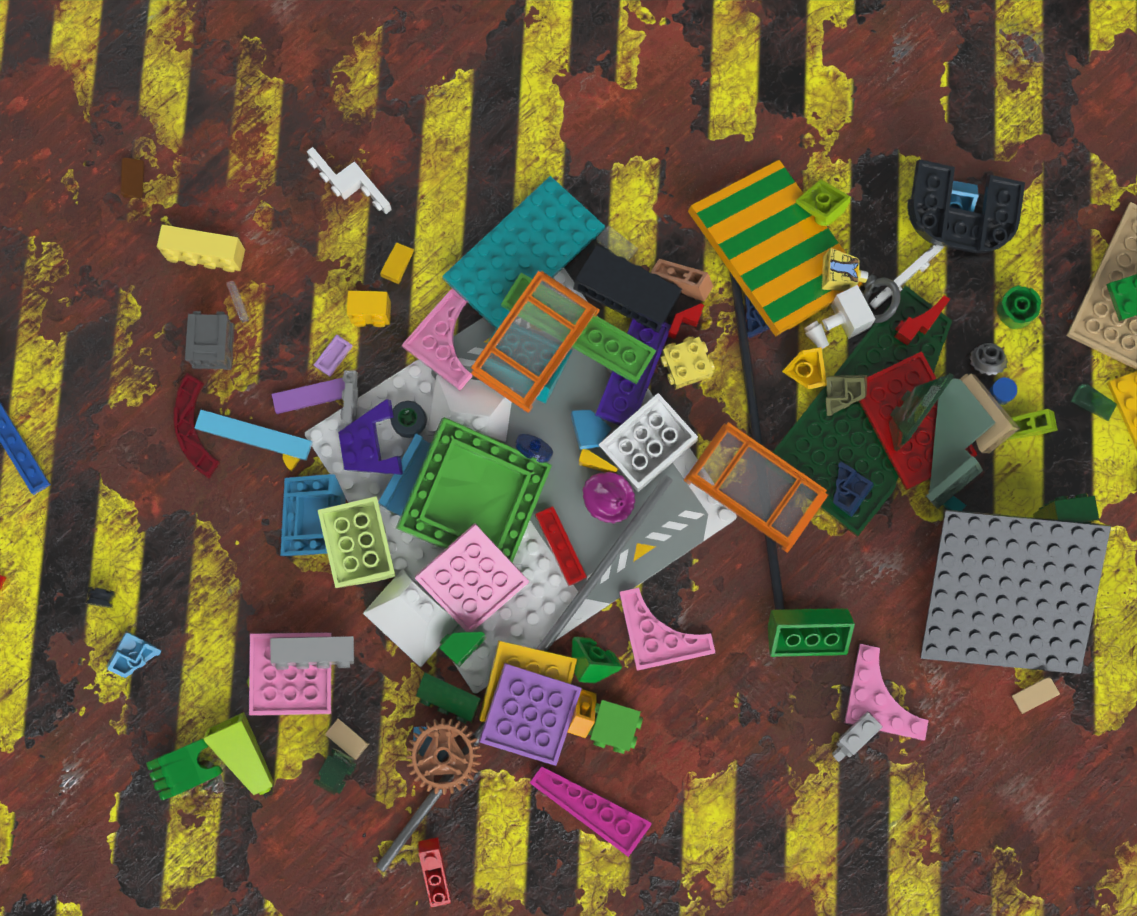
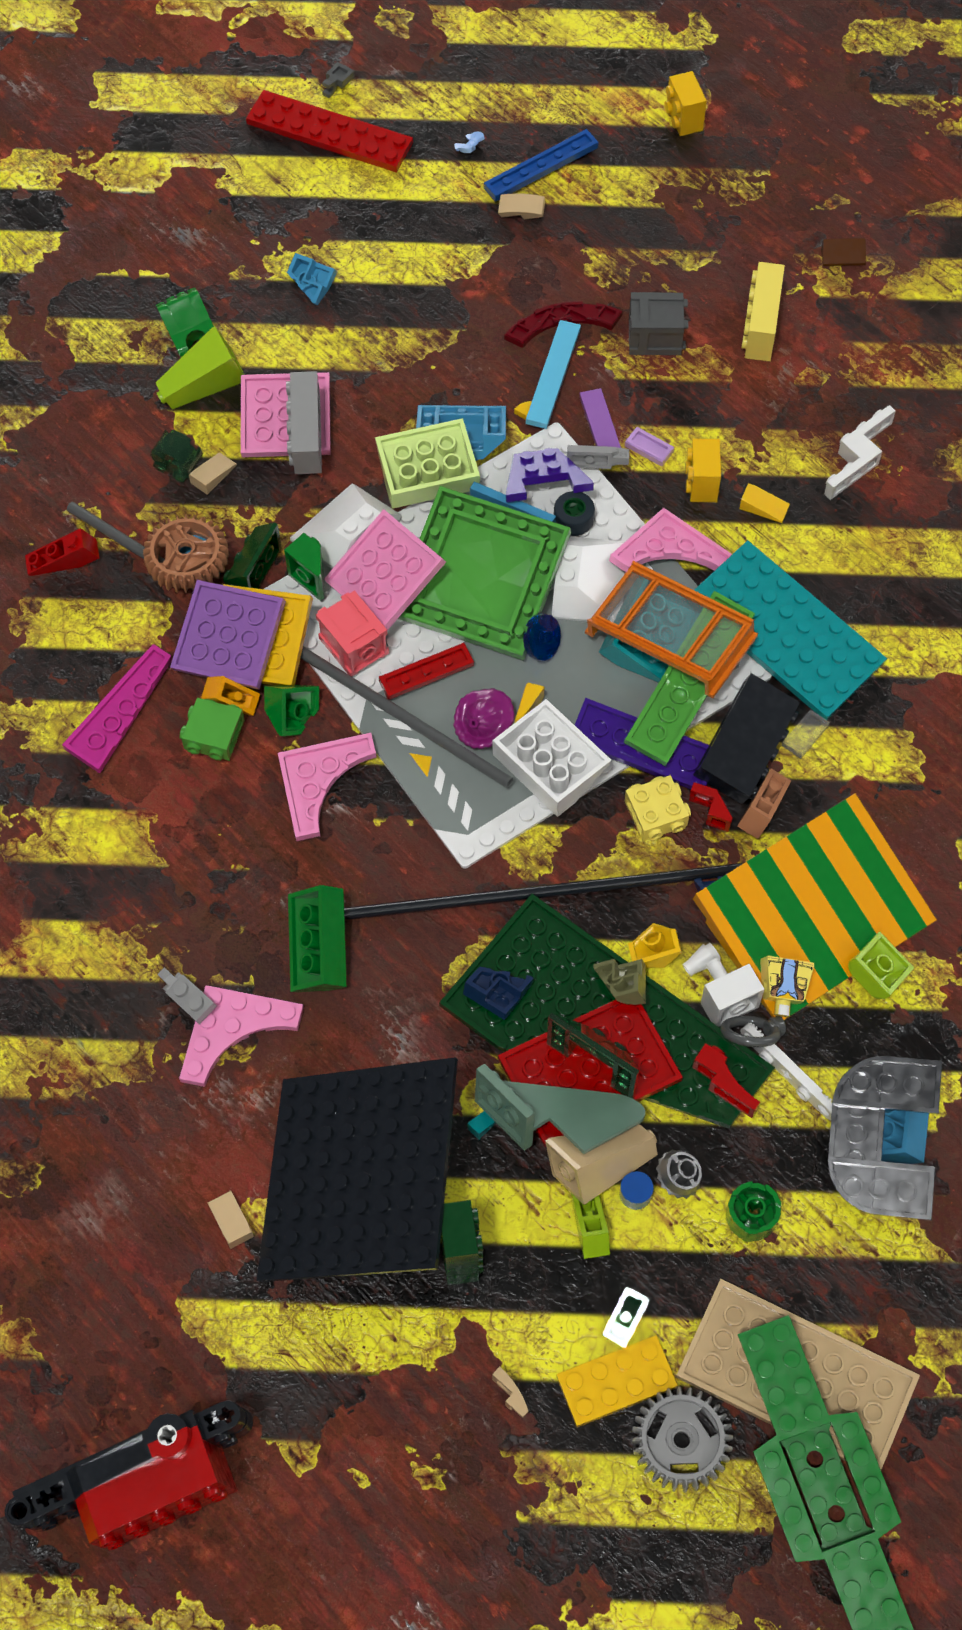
camera: 90 degrees right, 15 degrees down
(60, 459) = (526, 205): none -> tan slope
(100, 597) = (372, 244): black wheel -> none
(237, 300) = (706, 352): clear tile -> none
(531, 606) = (352, 633): none -> coral container
(589, 428) = (567, 694): dark azure slope -> none
(757, 485) = (495, 879): piece -> none

